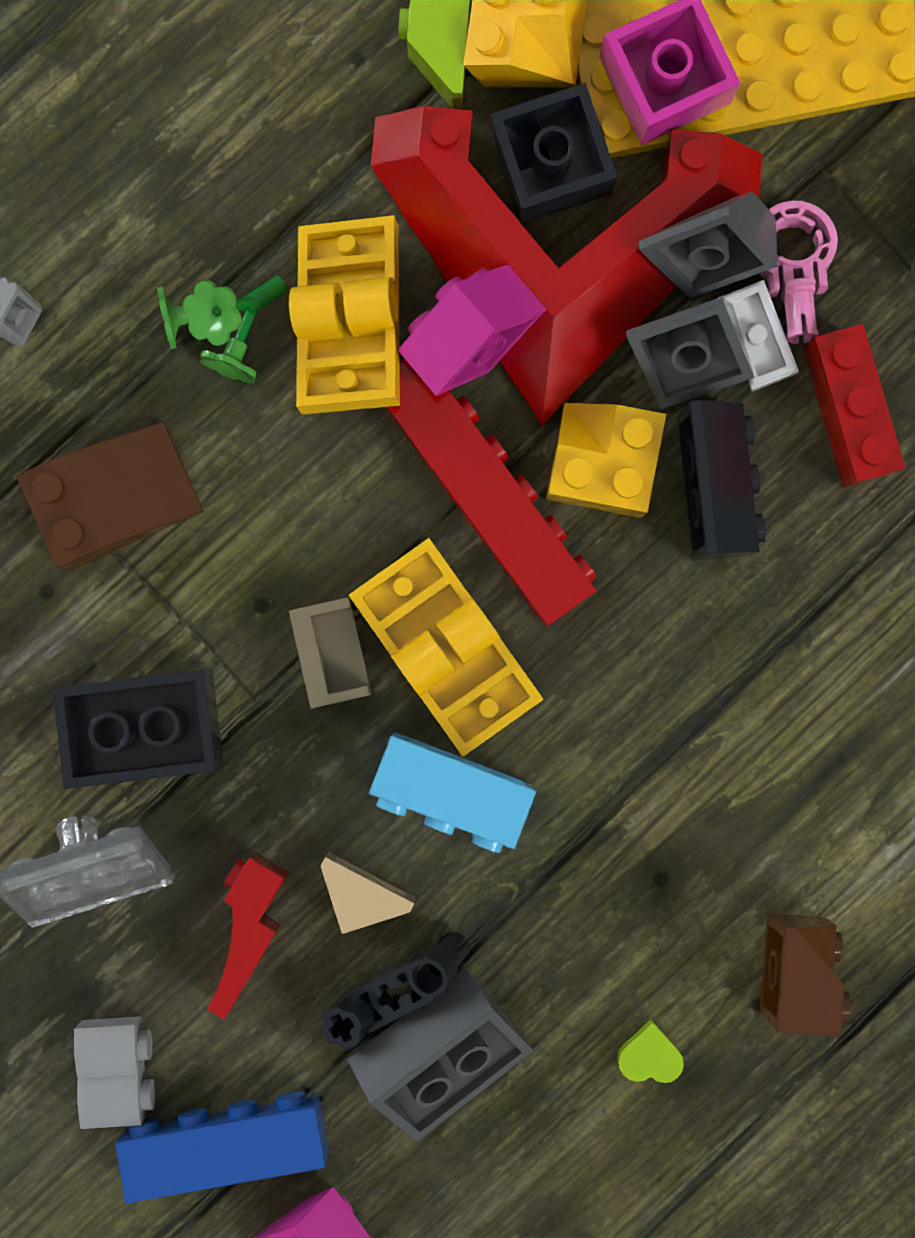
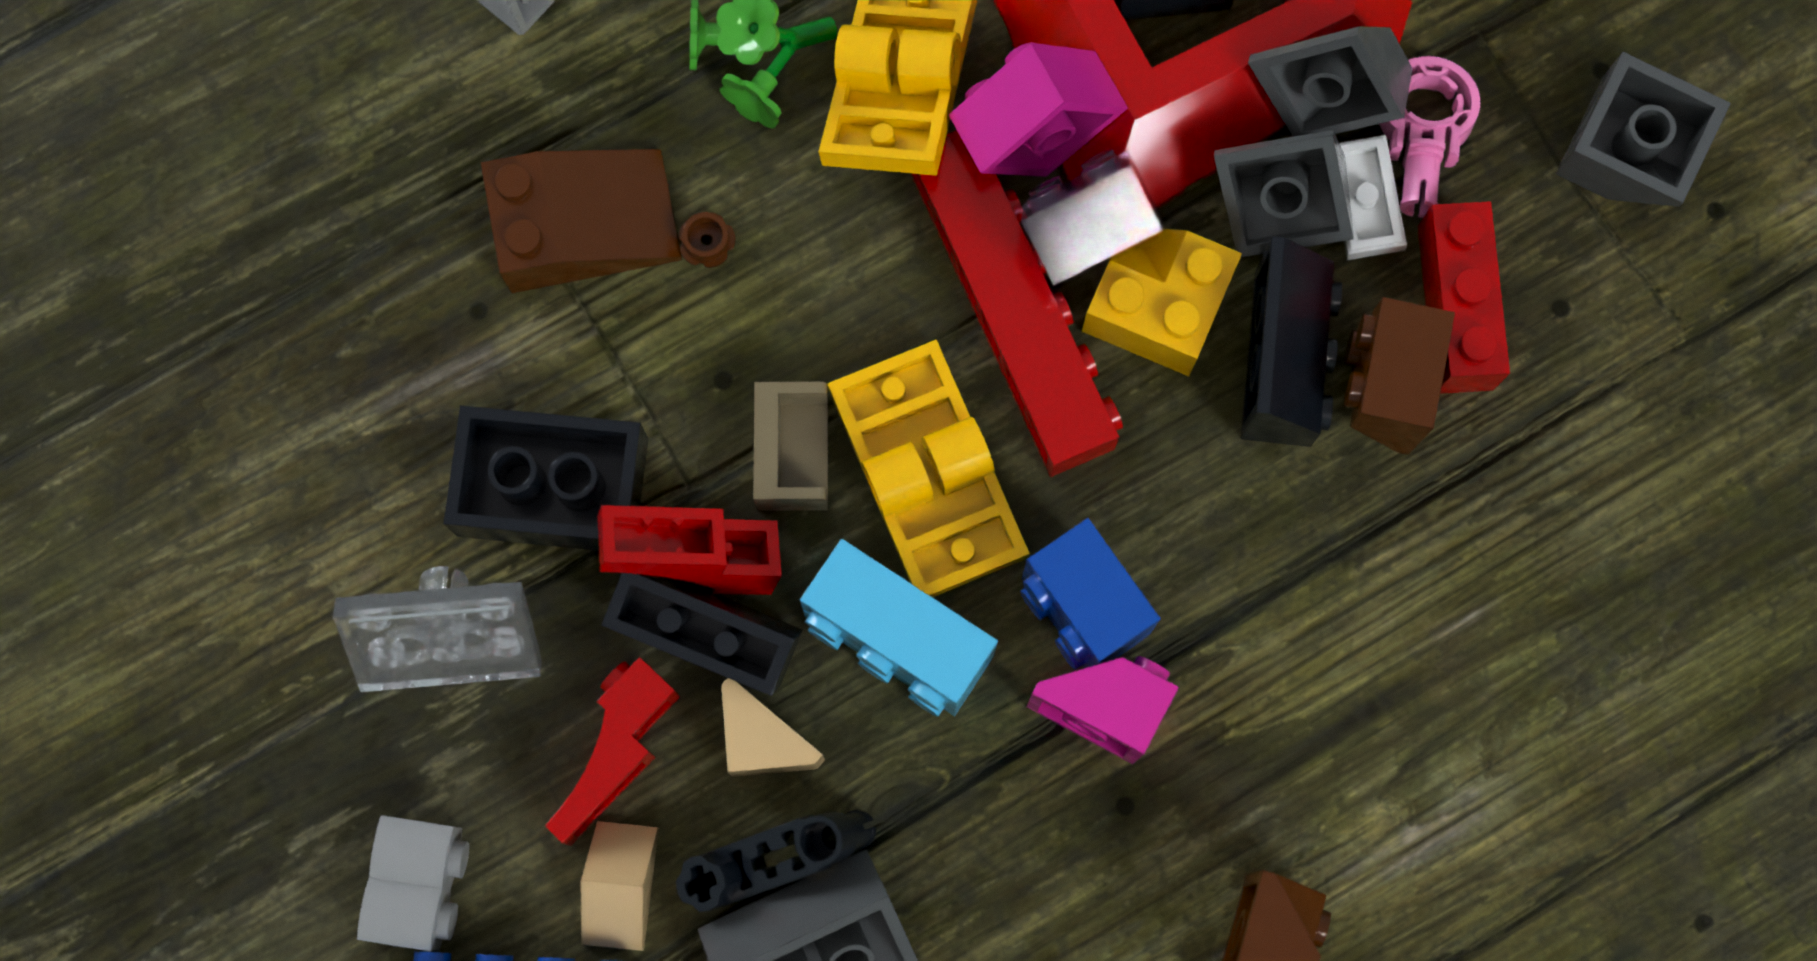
camera: 15 degrees right, 10 degrees down
(207, 488) = (704, 225): none -> reddish brown plate
(268, 762) = (691, 547): none -> red slope
(275, 1033) = (618, 885): none -> tan slope
(293, 821) = (704, 629): none -> black brick
(535, 411) = (1090, 215): none -> brick
(601, 731) = (1087, 598): none -> blue brick
(635, 812) = (1109, 704): none -> dark pink slope
(813, 486) = (1397, 372): none -> reddish brown slope

